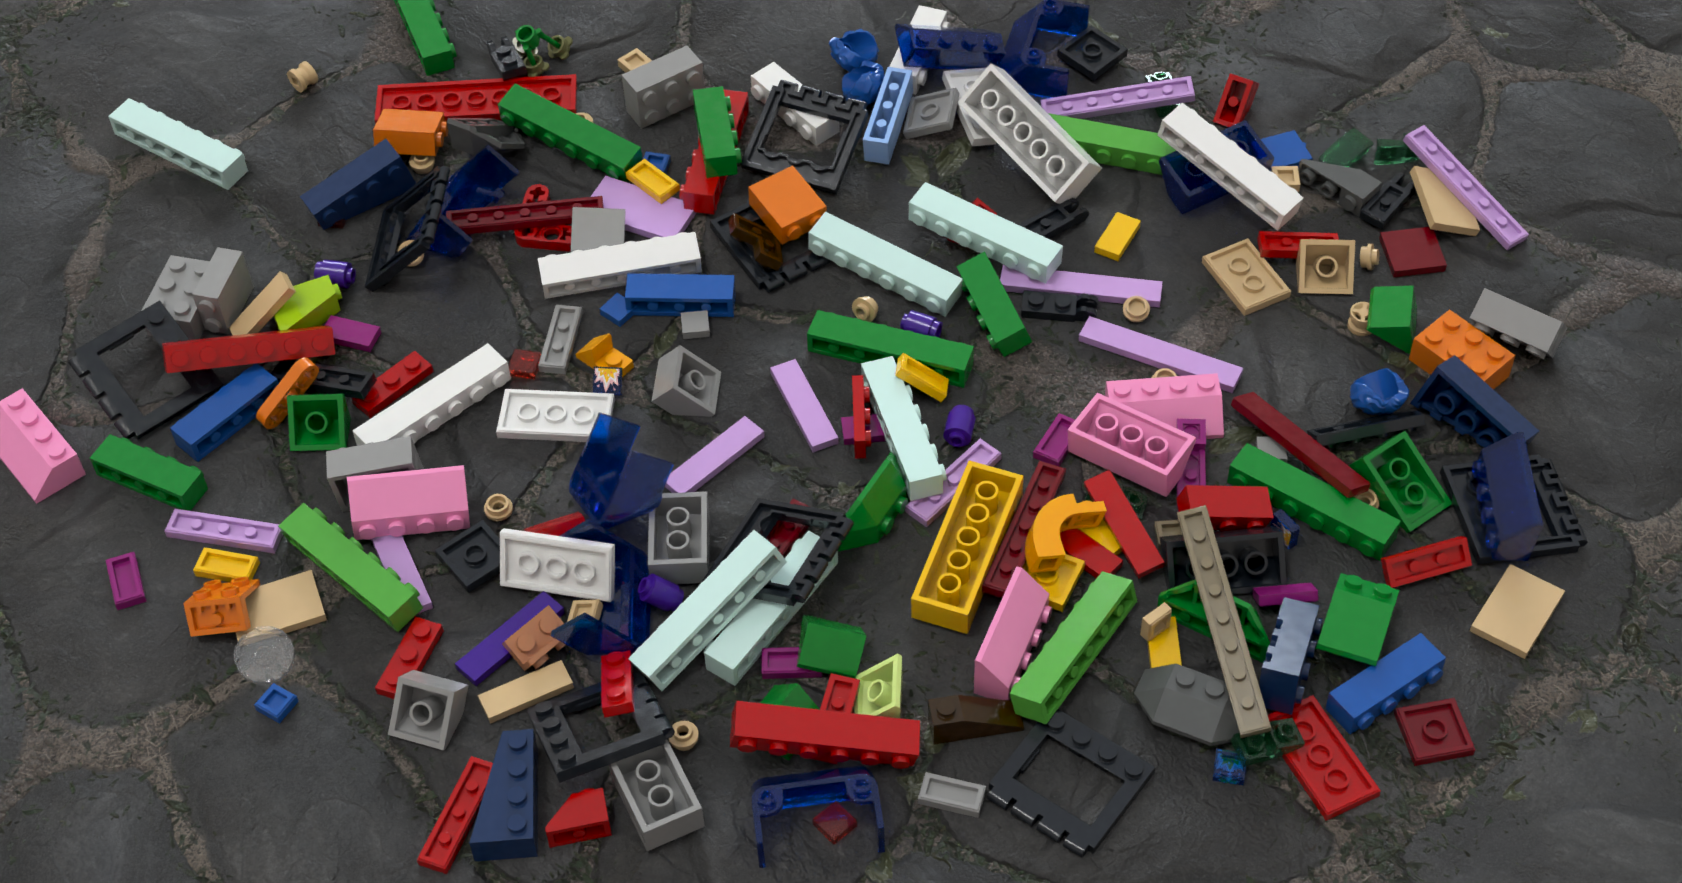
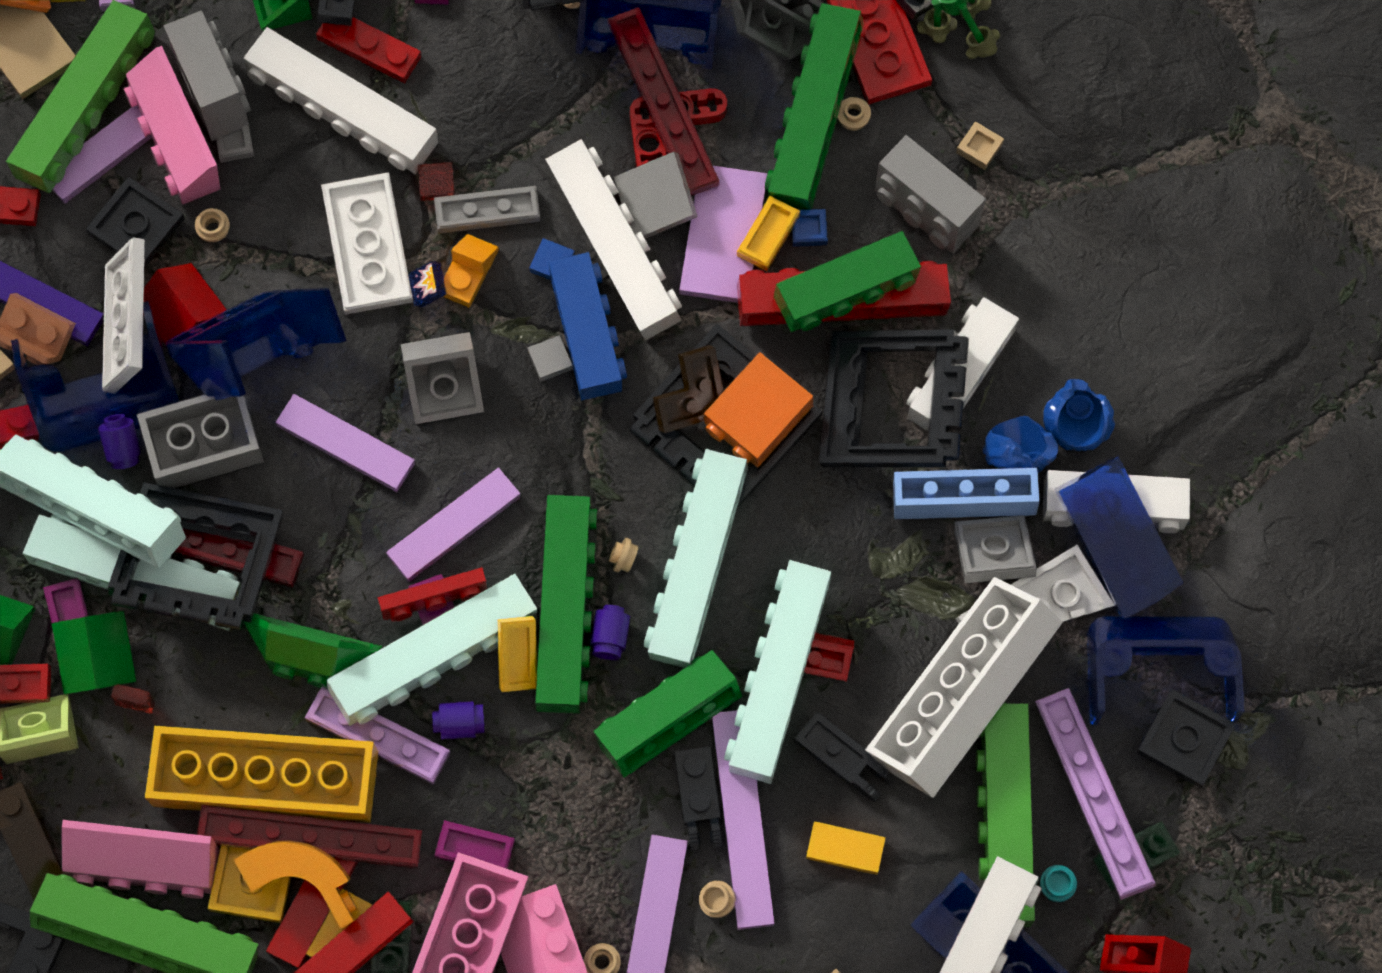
camera: 70 degrees right, 20 degrees up
(591, 607) = (82, 369): tan tile -> none
(877, 625) = (132, 698): none -> clear red tile

